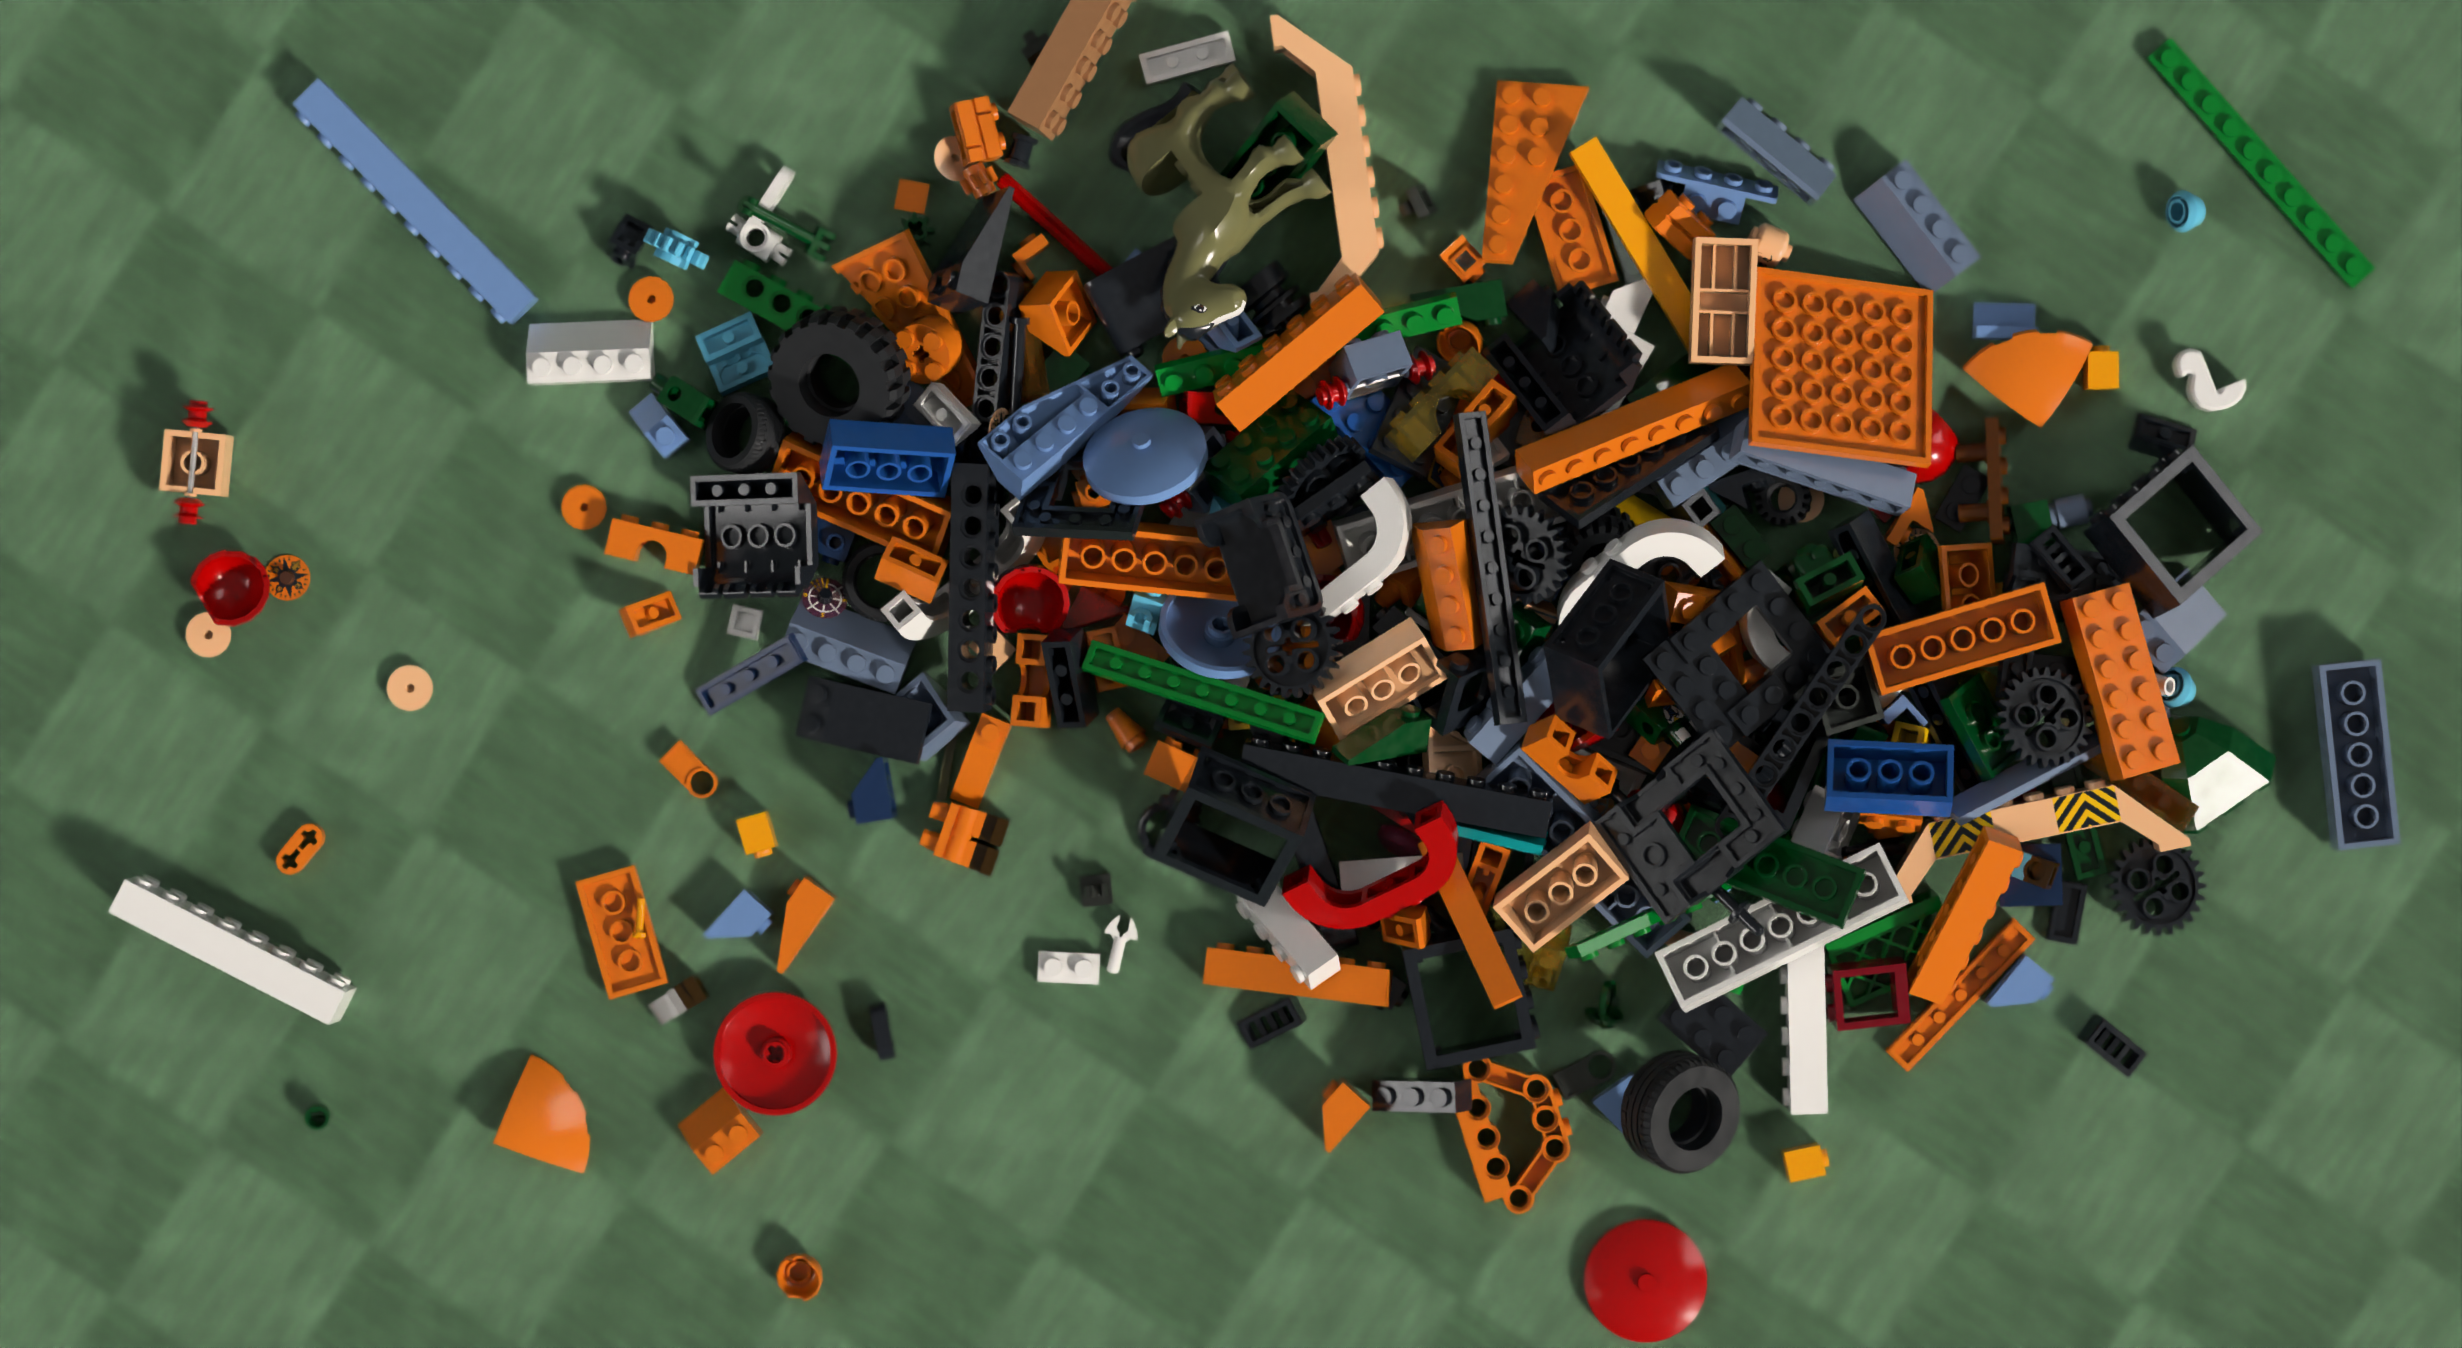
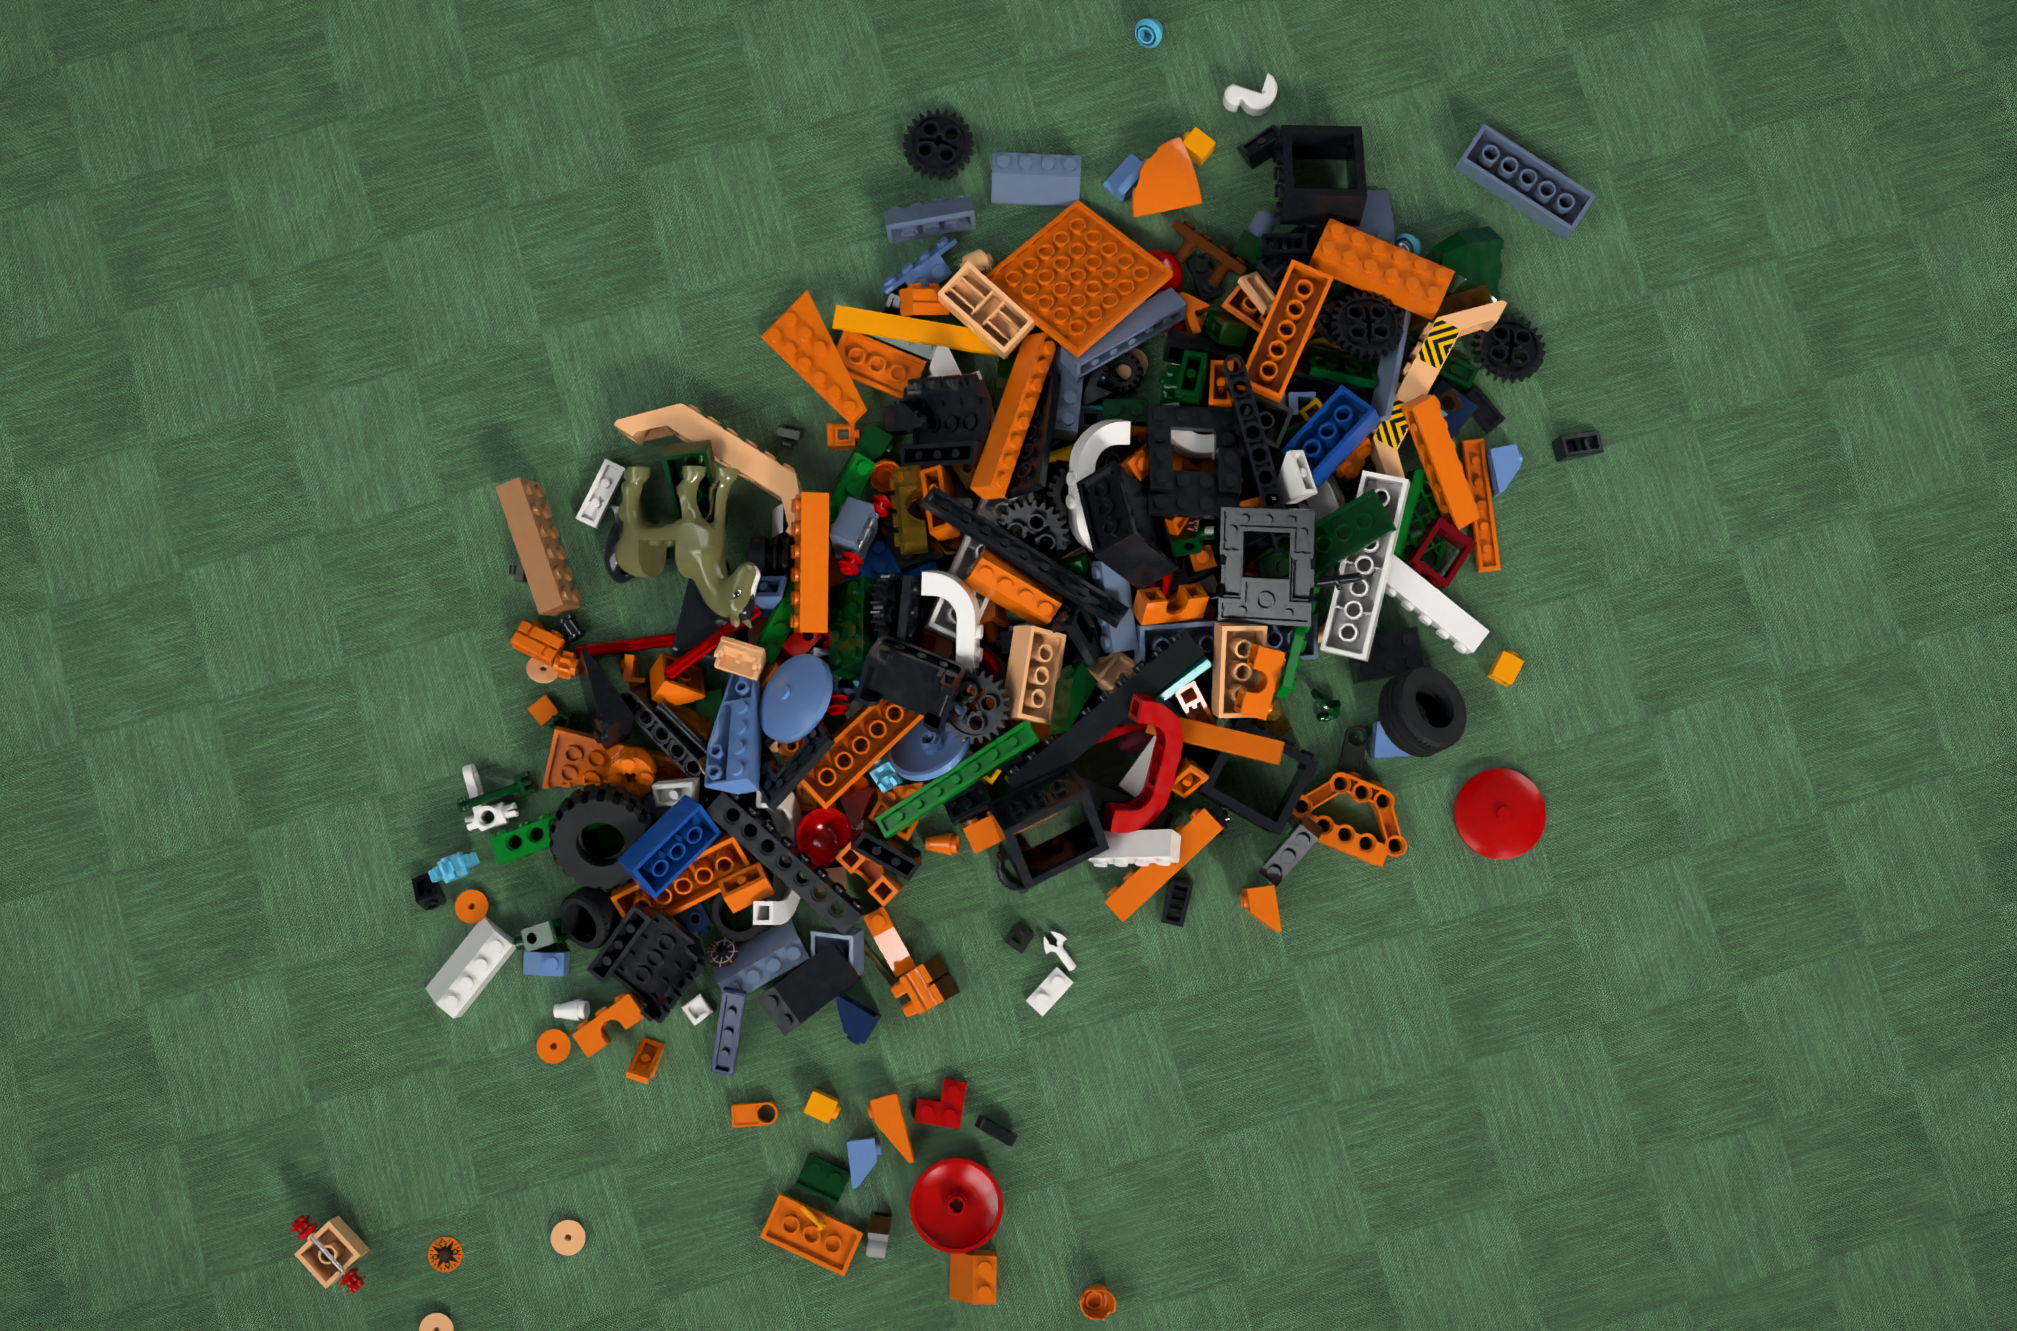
camera: 45 degrees left, 5 degrees down
(231, 587) = (419, 1294): red cylinder -> none
(414, 201) = (298, 994): medium blue brick -> none
(636, 495) = (572, 1010): none -> white cone
(686, 896) = (823, 1178): none -> dark green plate
(735, 353) = (542, 884): medium azure slope -> none
(858, 964) = (943, 1112): none -> red plate
(1113, 313) = (705, 647): none -> red axle
(1138, 360) = (740, 658): none -> light nougat hinge
(1315, 270) = (777, 520): none -> white sticker
(1543, 933) = (1258, 700): none -> orange arch
(1810, 780) = (1296, 478): none -> white slope
(1842, 102) = (933, 162): none -> black gear
(1988, 570) = (1257, 291): none -> light nougat tile

